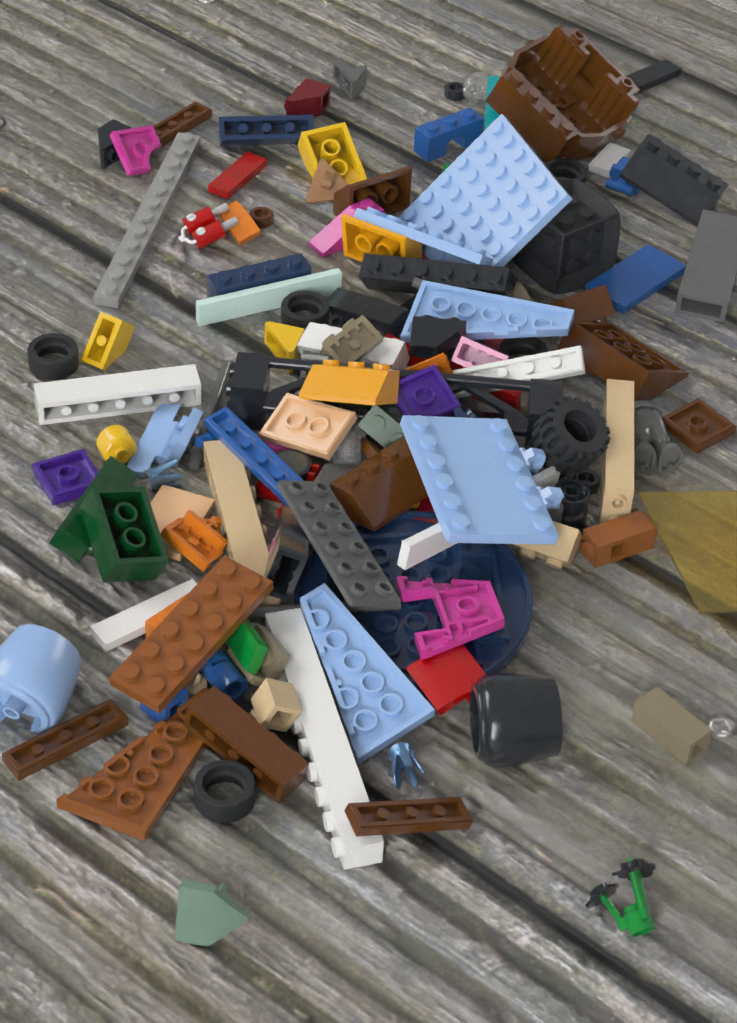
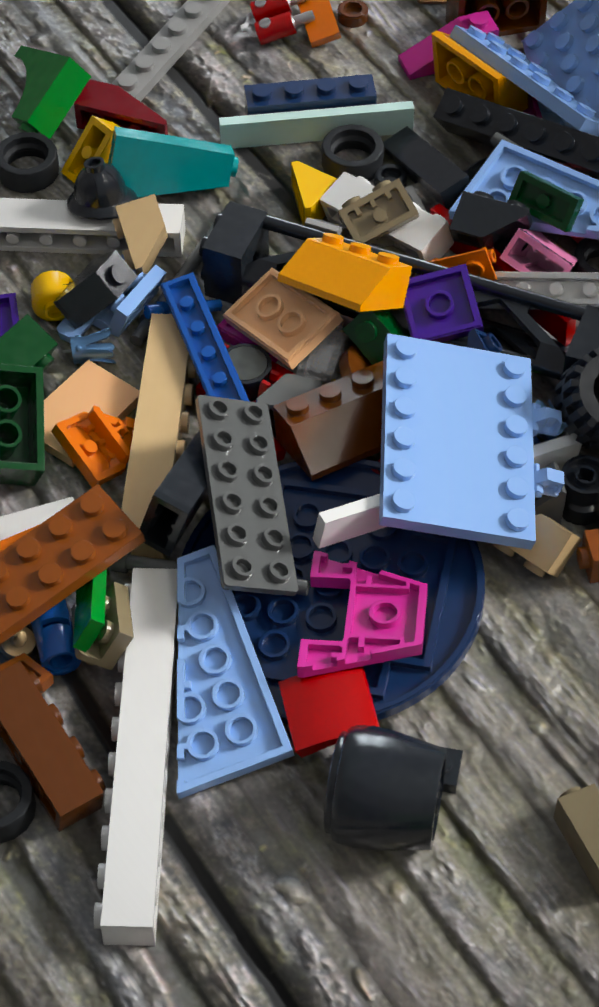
camera: 20 degrees right, 10 degrees up
(54, 298) = (49, 90): none -> green arch
(95, 301) = (116, 106): none -> dark red slope
(129, 363) = (98, 191): none -> black hat
(152, 431) = (95, 288): none -> black slope
(162, 340) = (169, 163): none -> teal slope
(174, 385) = (144, 232): none -> tan slope
(275, 705) = (93, 701): tan brick -> none
(403, 757) = (231, 809): flat silver piece -> none
(408, 816) = (200, 896): reddish brown tile -> none
(478, 315) = (547, 201): none -> dark green plate

